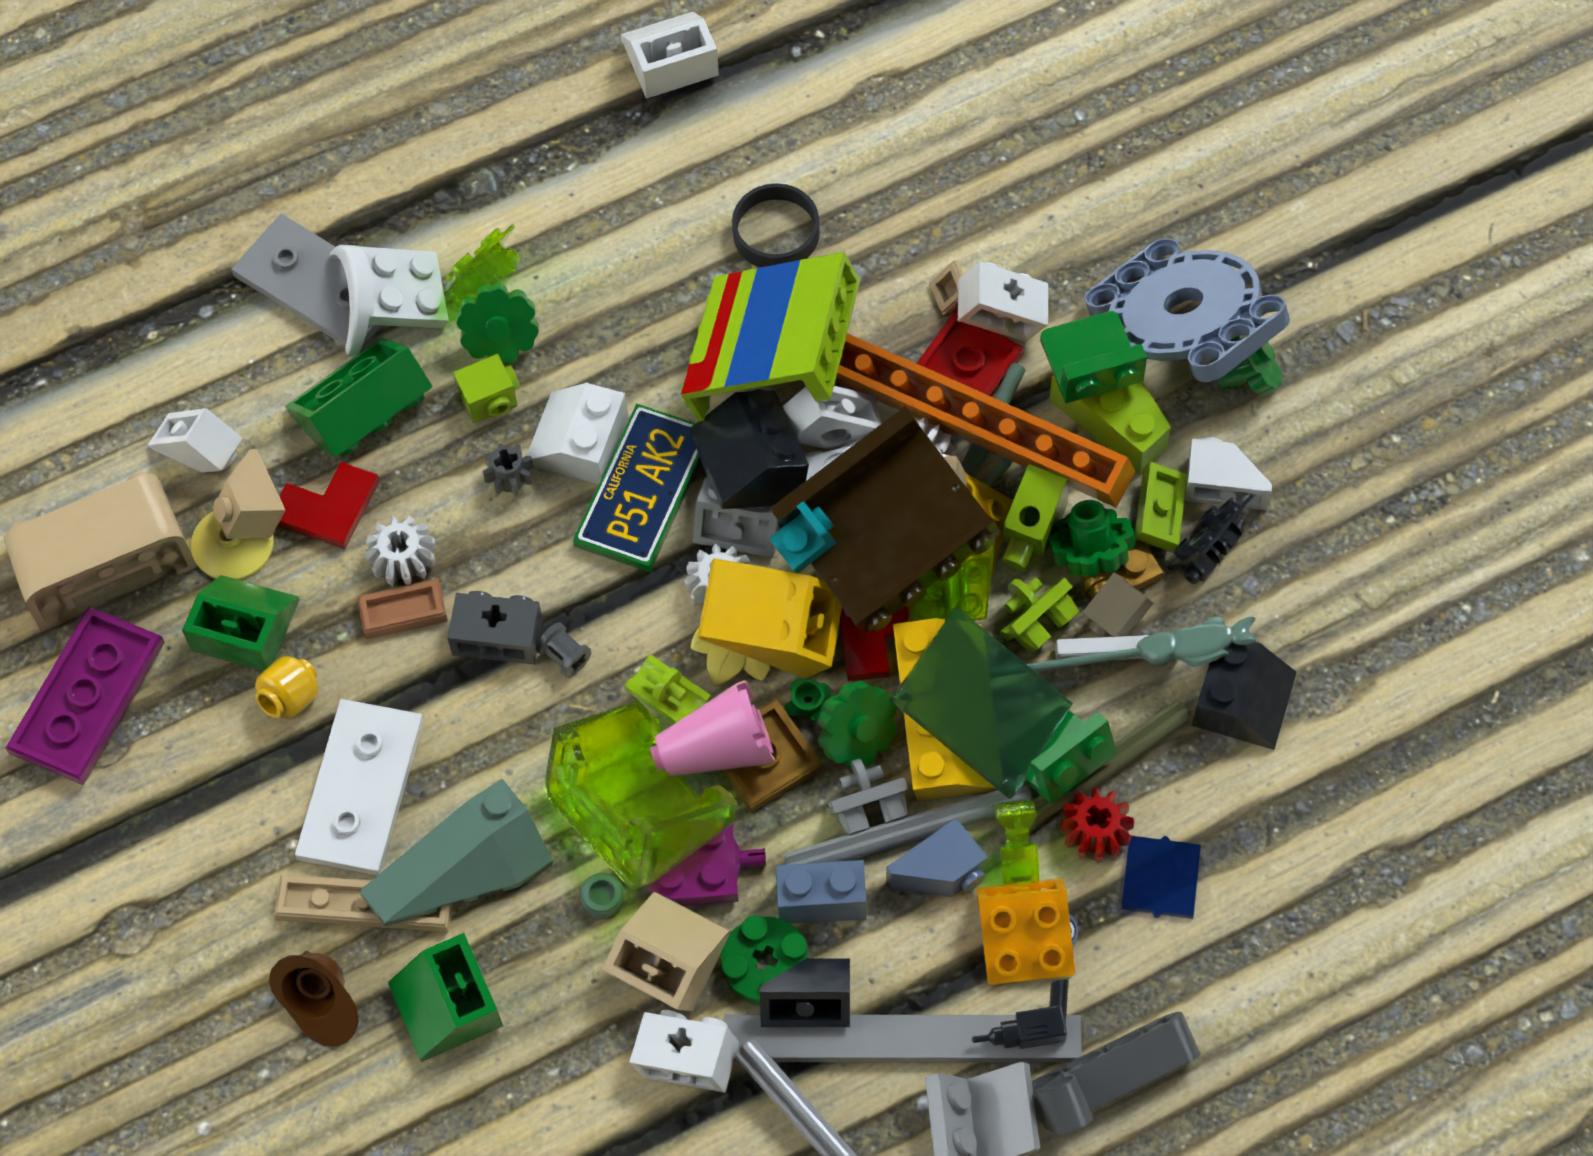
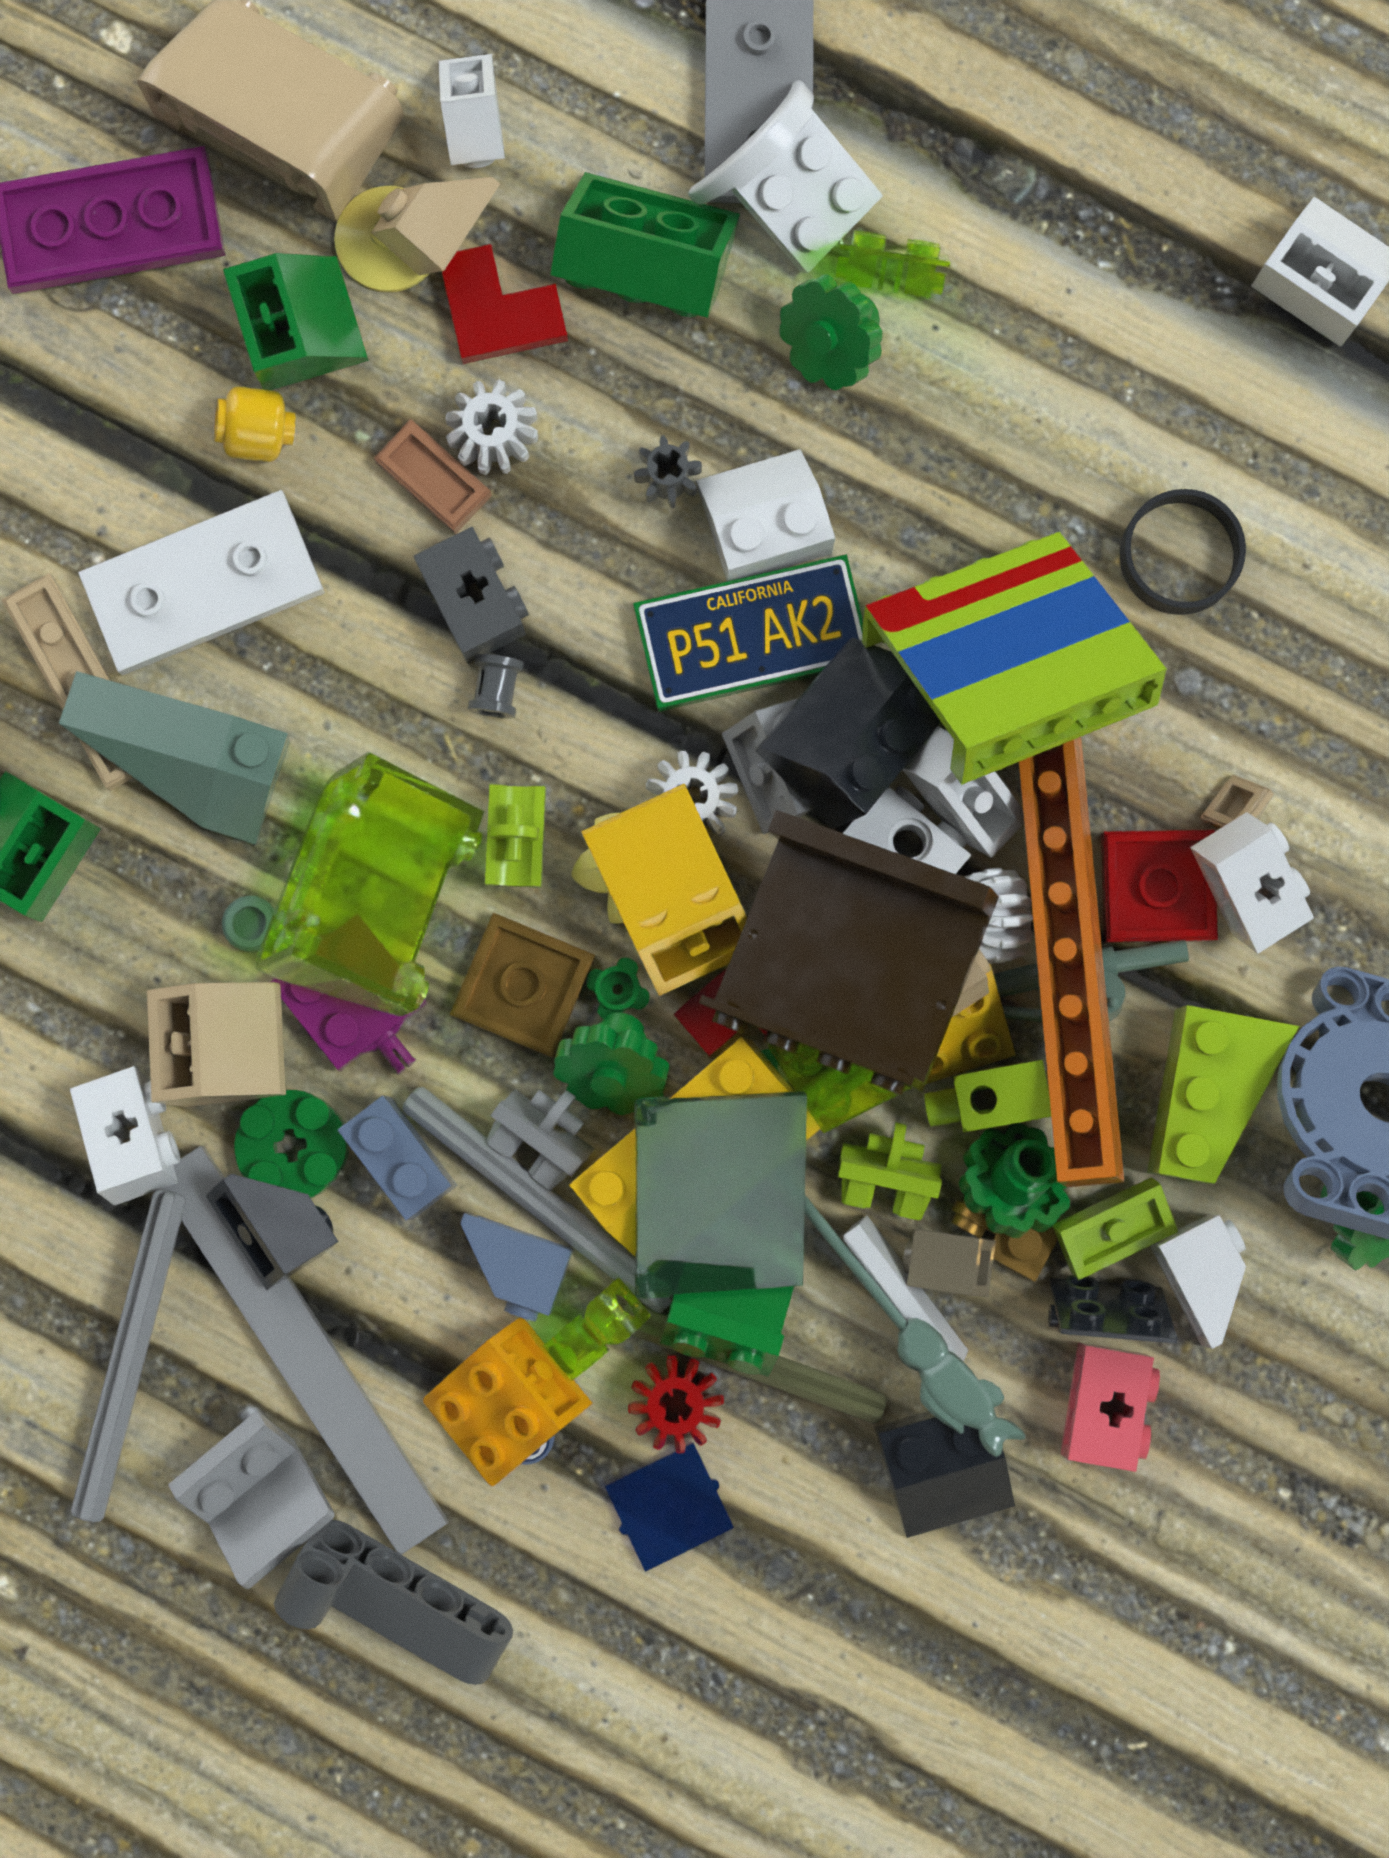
camera: 55 degrees right, 20 degrees up
(487, 388) = (750, 377): lime brick -> none
(715, 736) = (490, 931): bright pink cone -> none
(804, 538) = (775, 868): teal bracket -> none
(1034, 1026) = (394, 1487): black piece -> none
(1092, 356) = (1235, 1041): green bracket -> none
(1268, 577) = (1087, 1430): none -> coral brick

